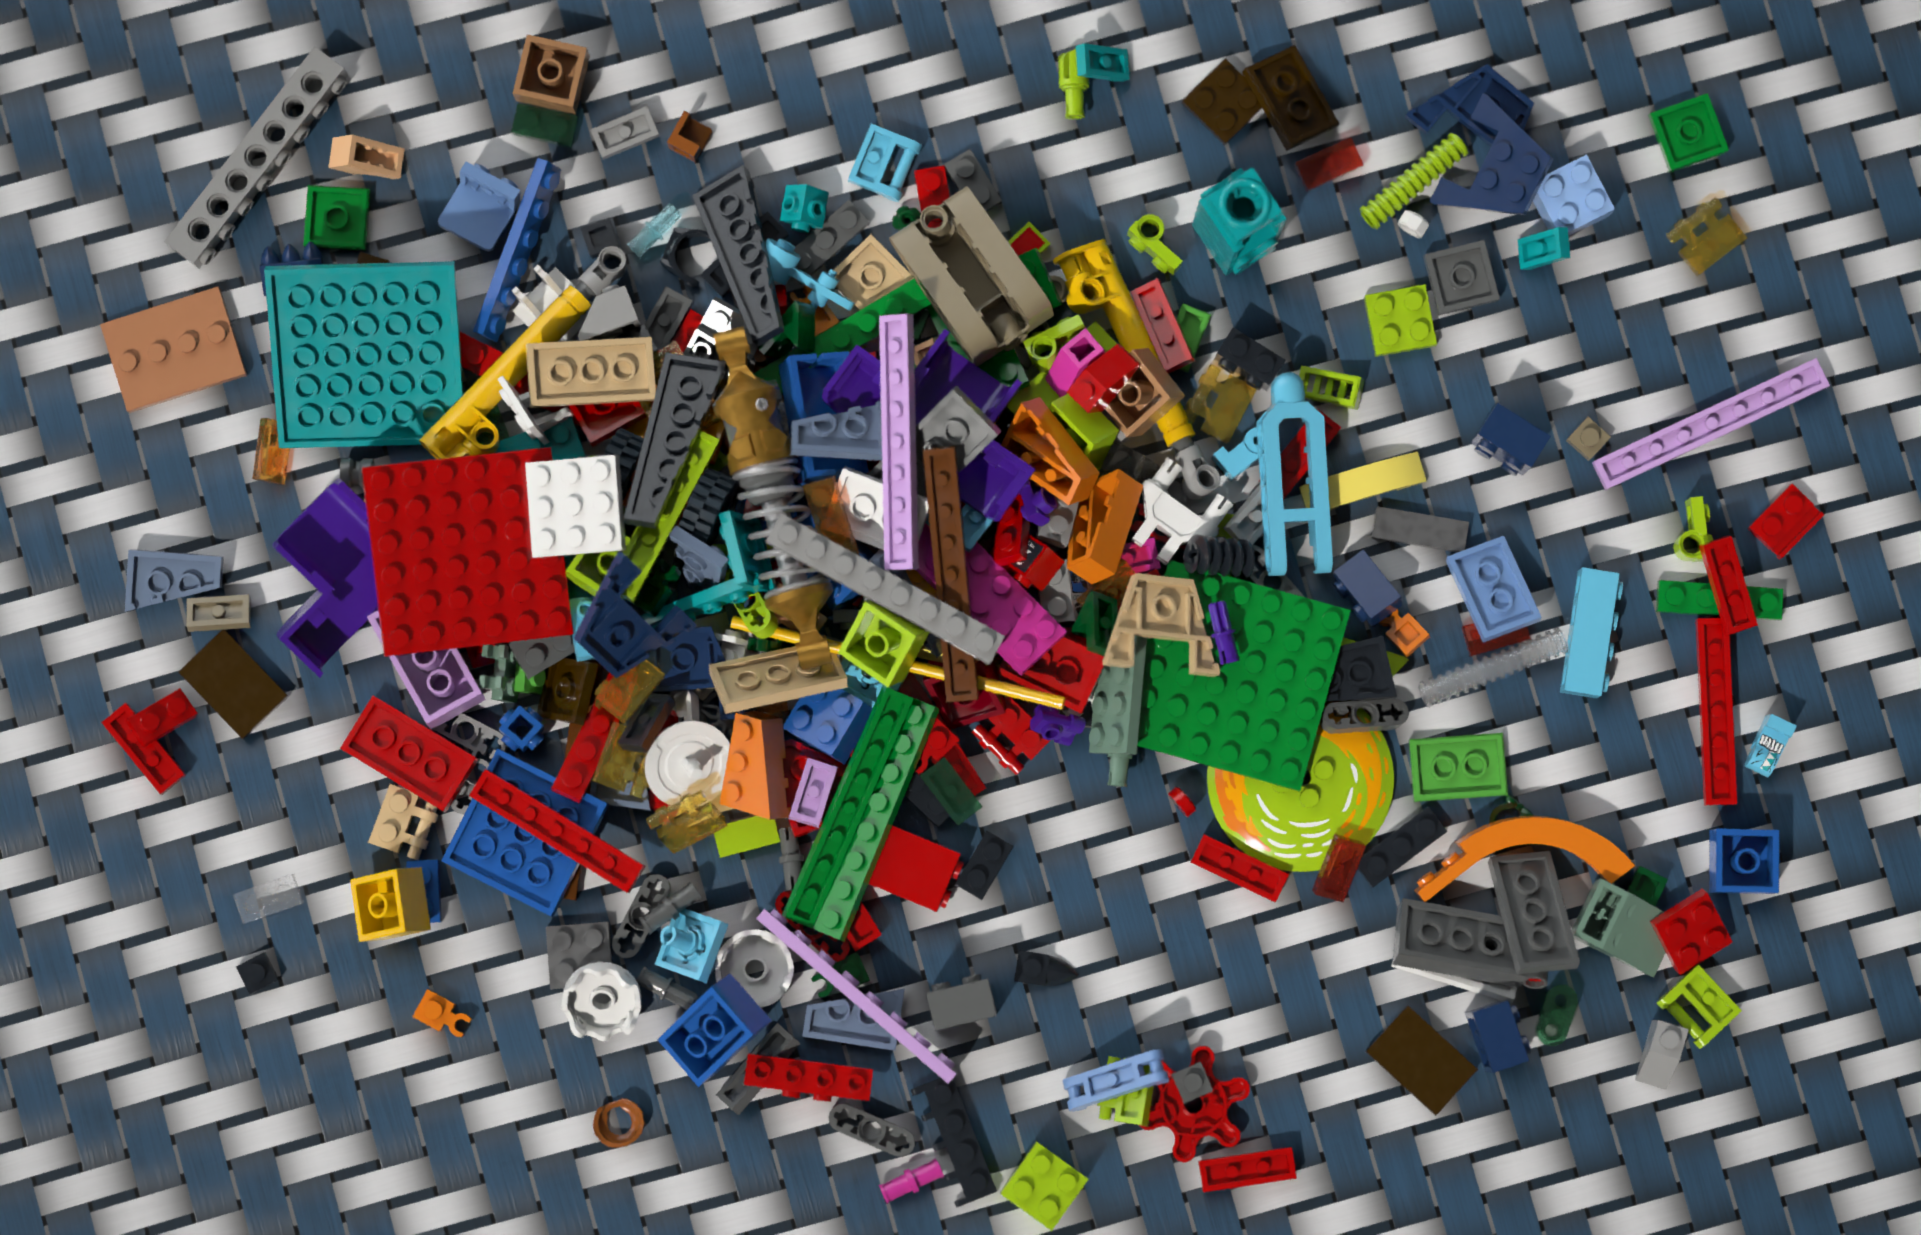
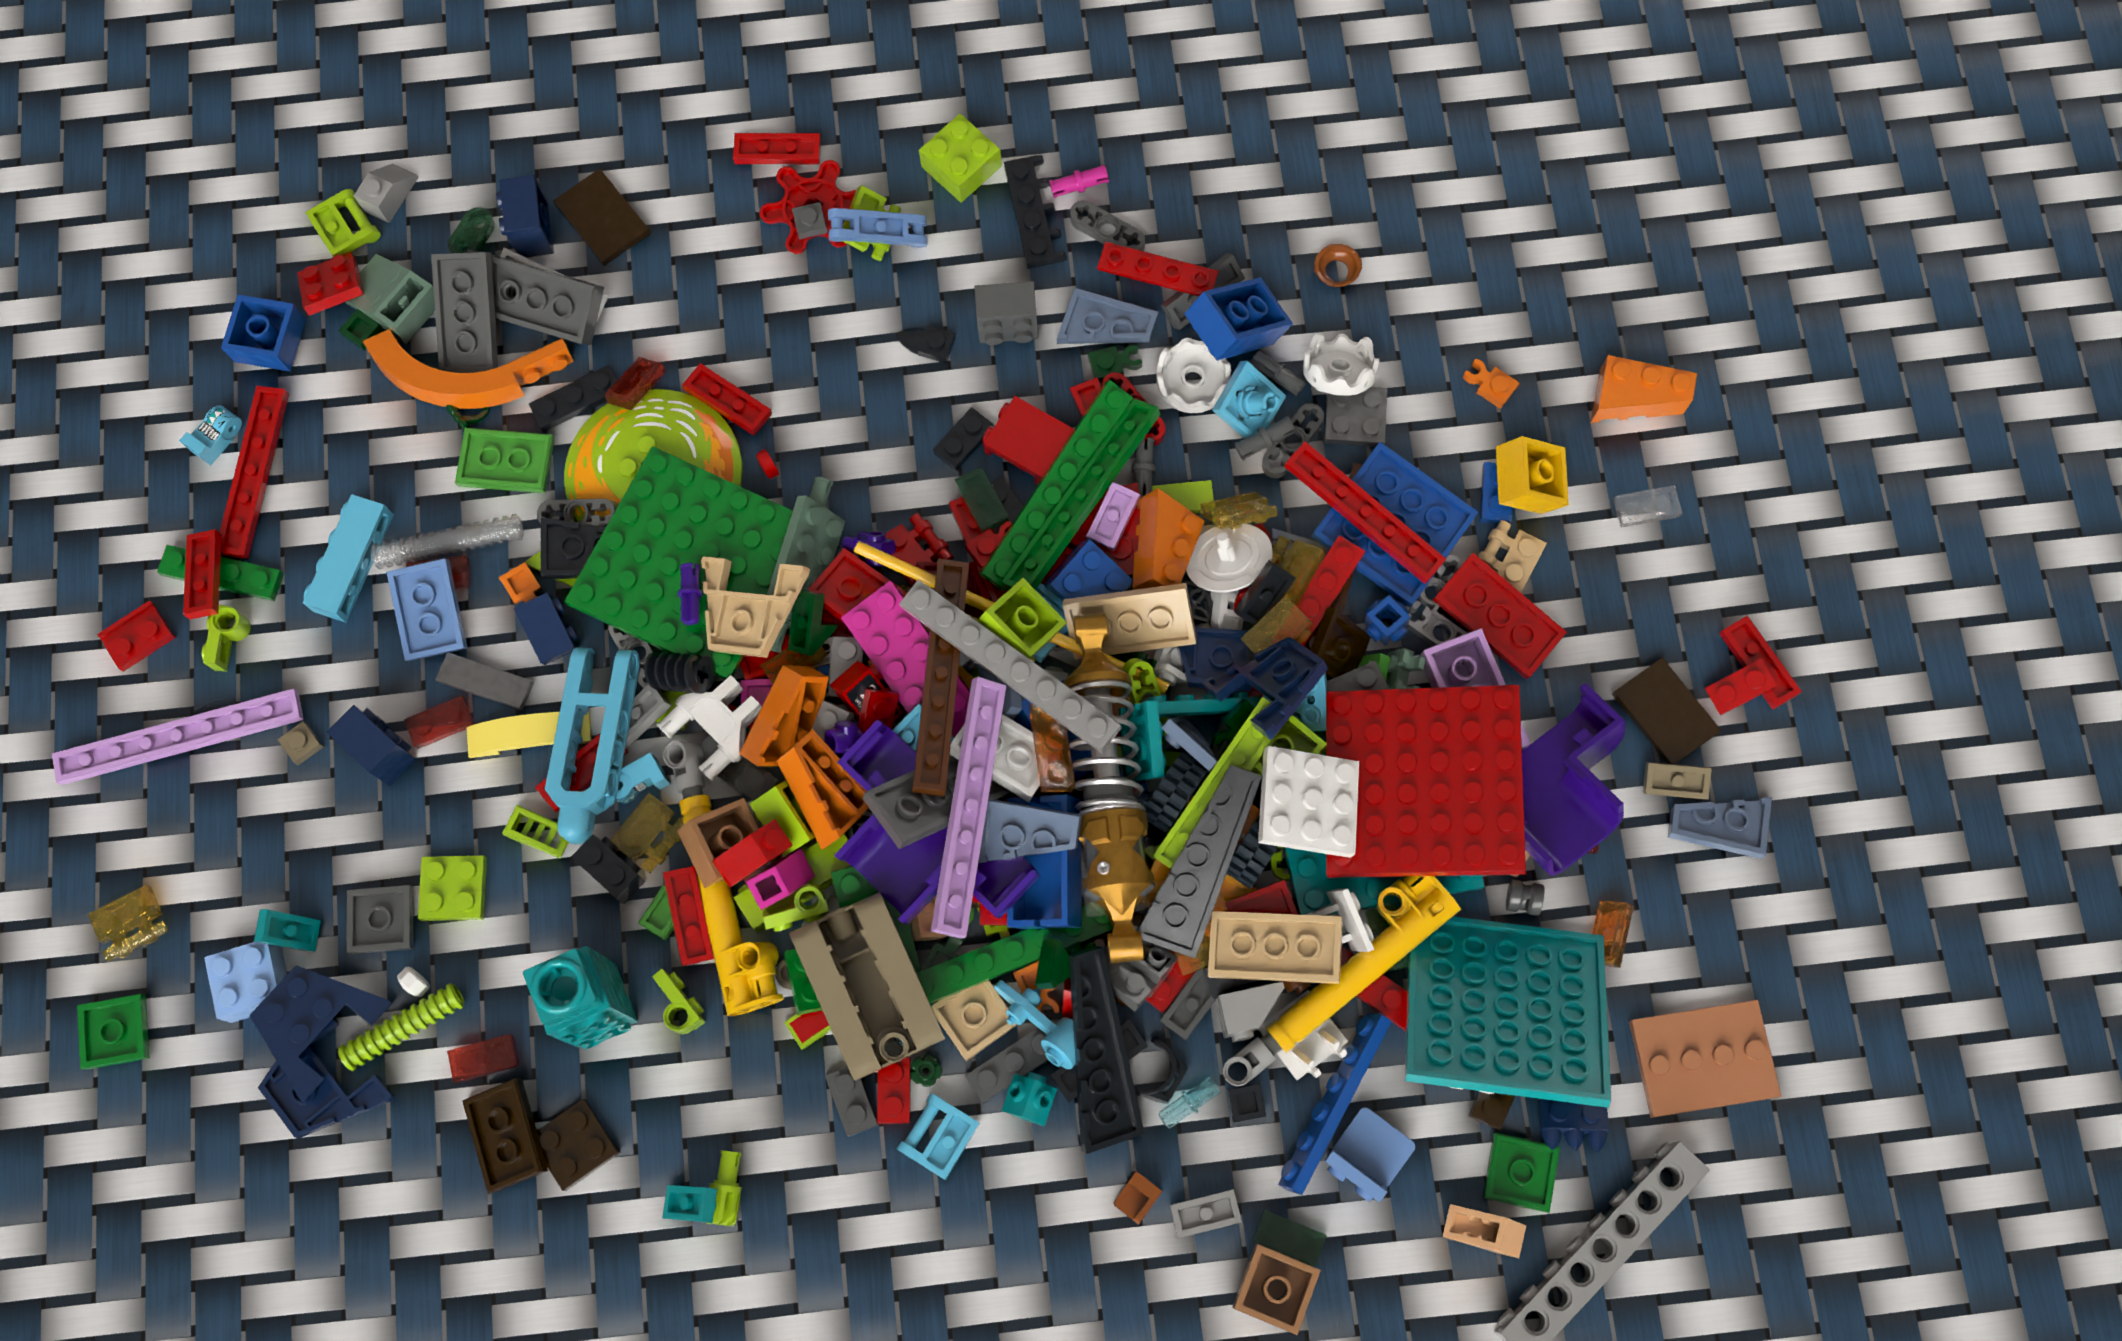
camera: 165 degrees left, 10 degrees down
(257, 973) = (1662, 444): black plate -> none
(287, 1024) = (1641, 389): none -> orange wedge
(847, 985) = (1108, 340): lavender plate -> none
(1454, 481) = (439, 722): none -> clear red plate

